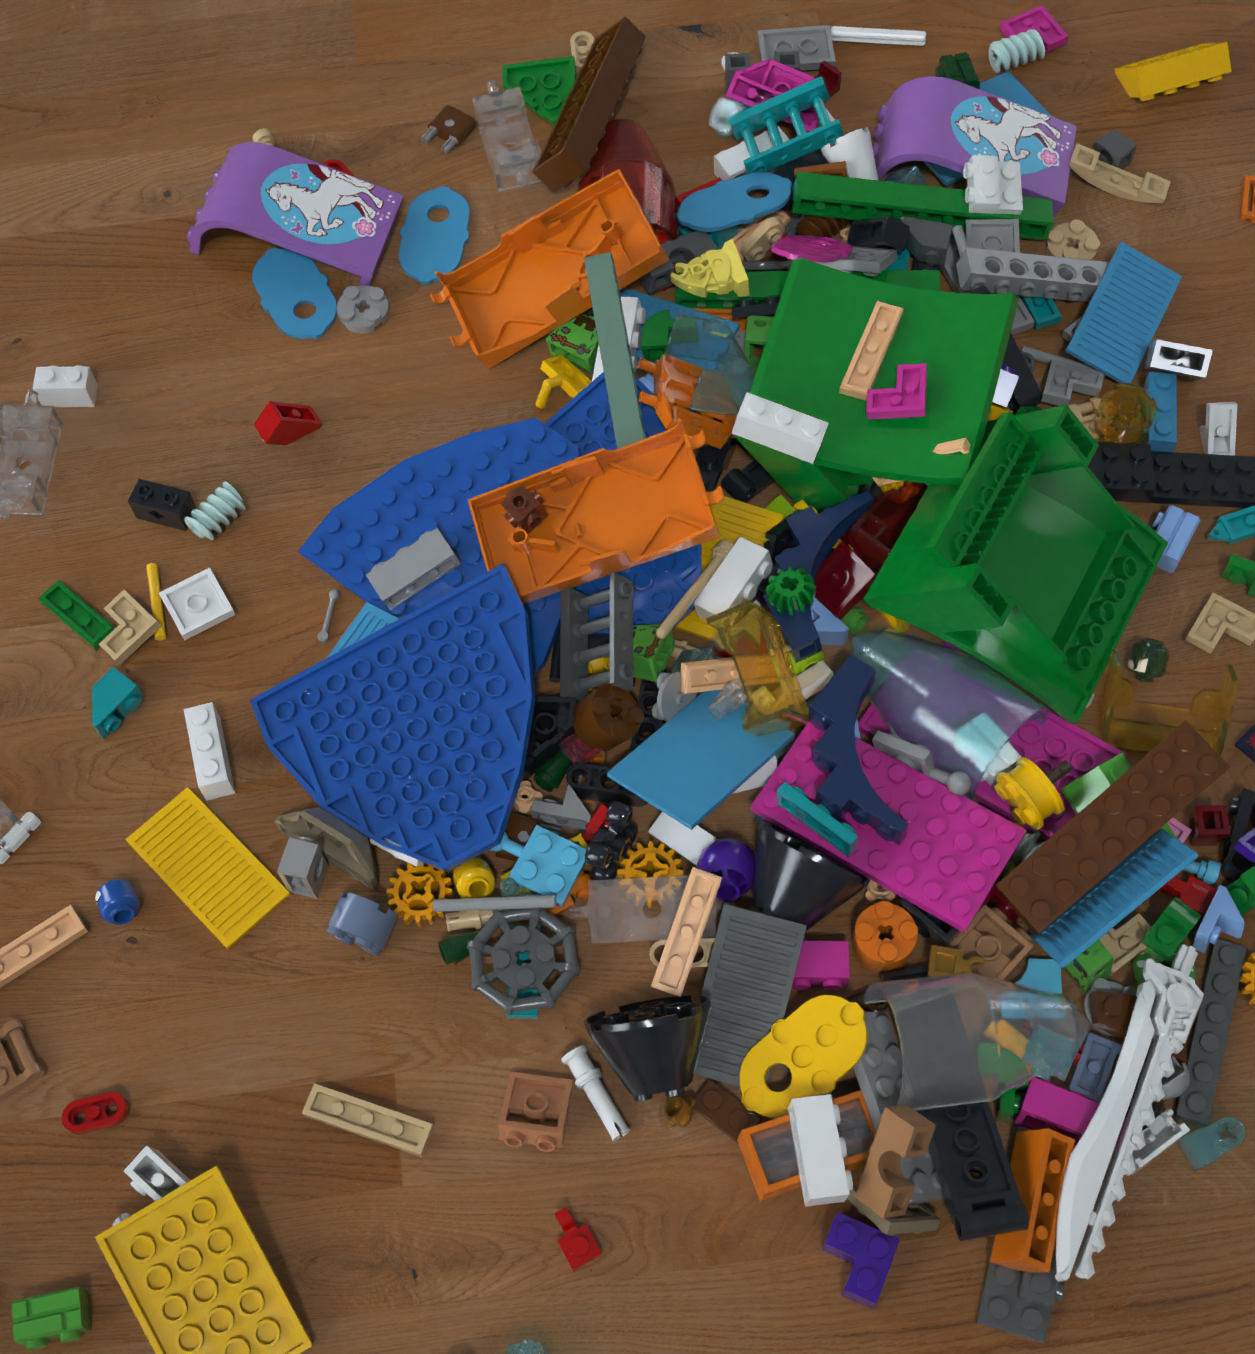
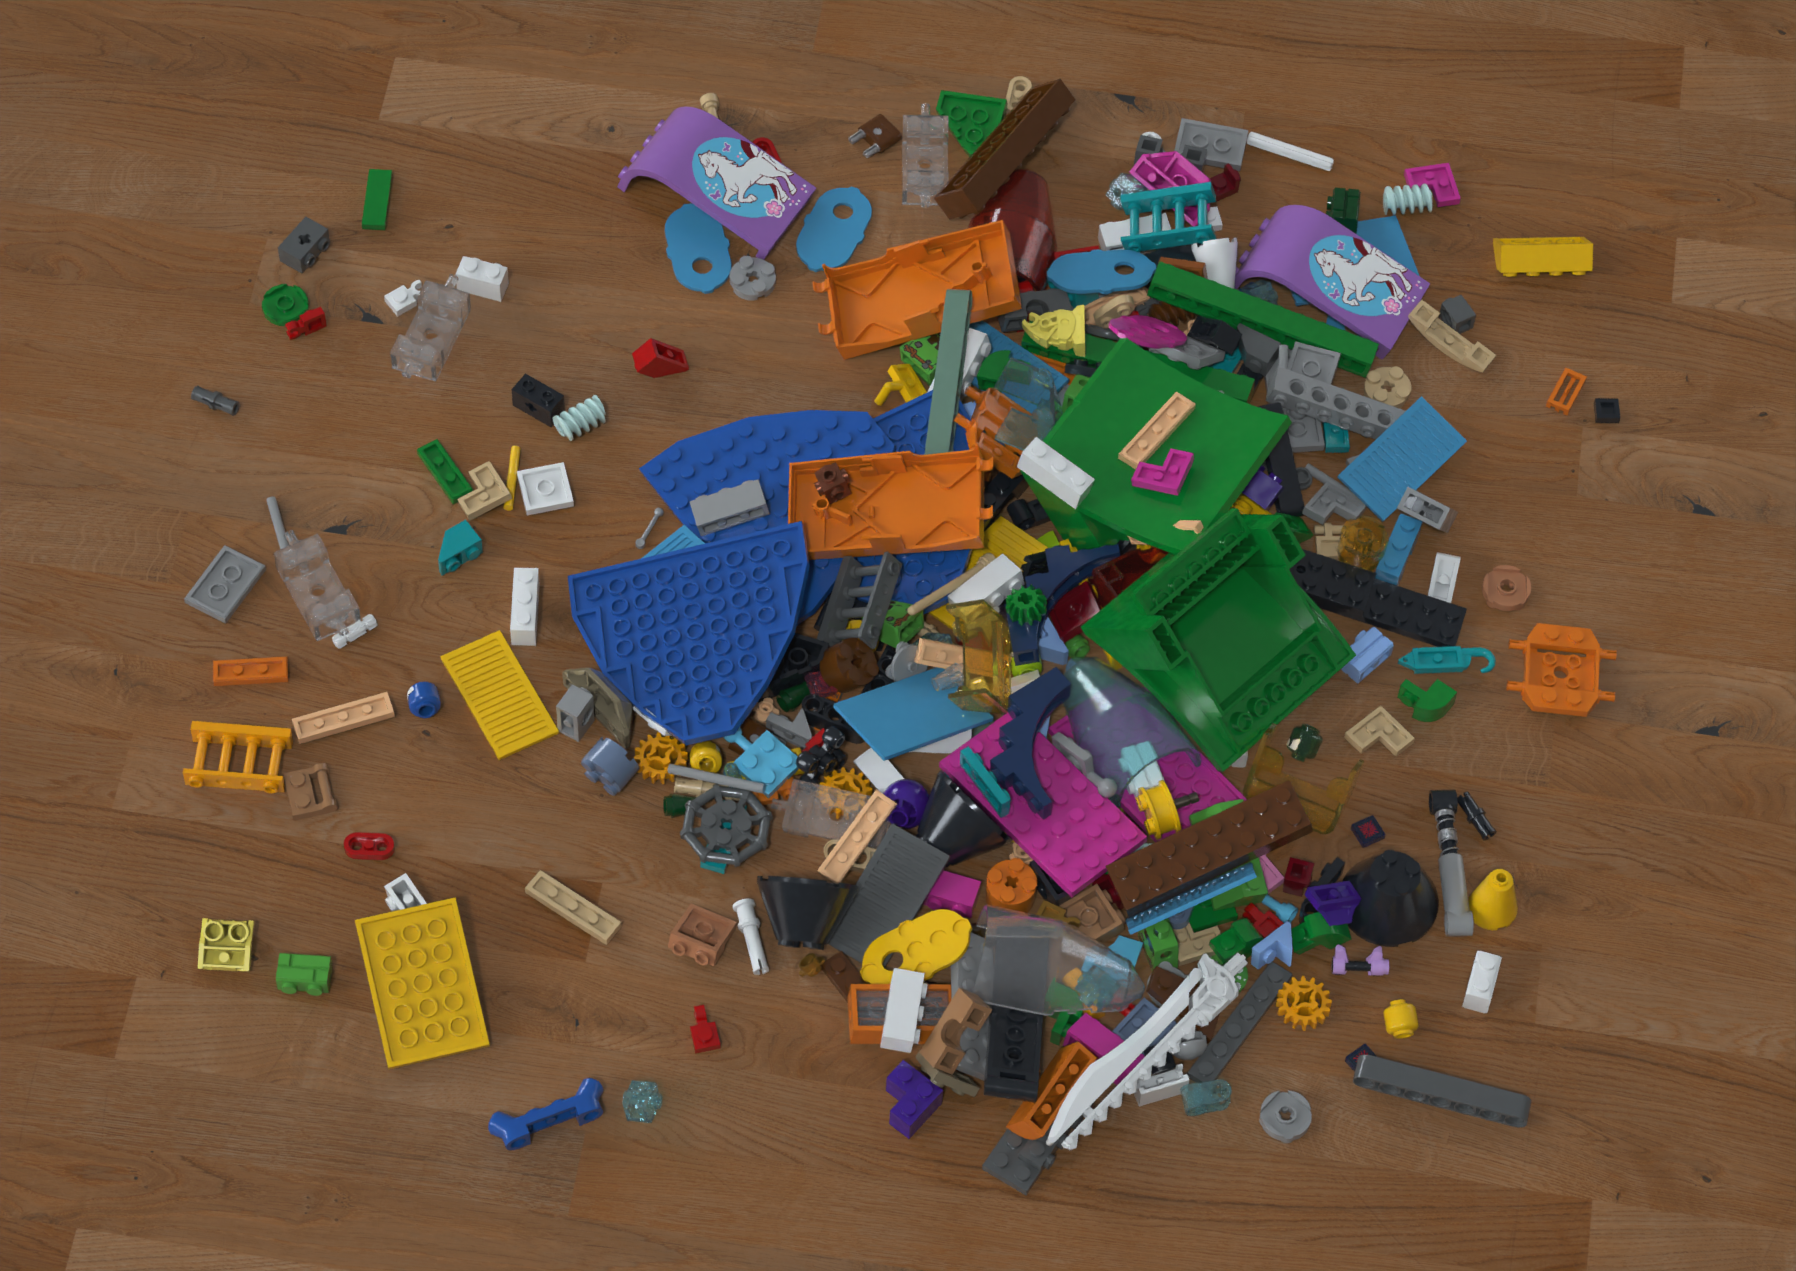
camera: 10 degrees right, 5 degrees down
(993, 185) = (1326, 318): white plate -> none

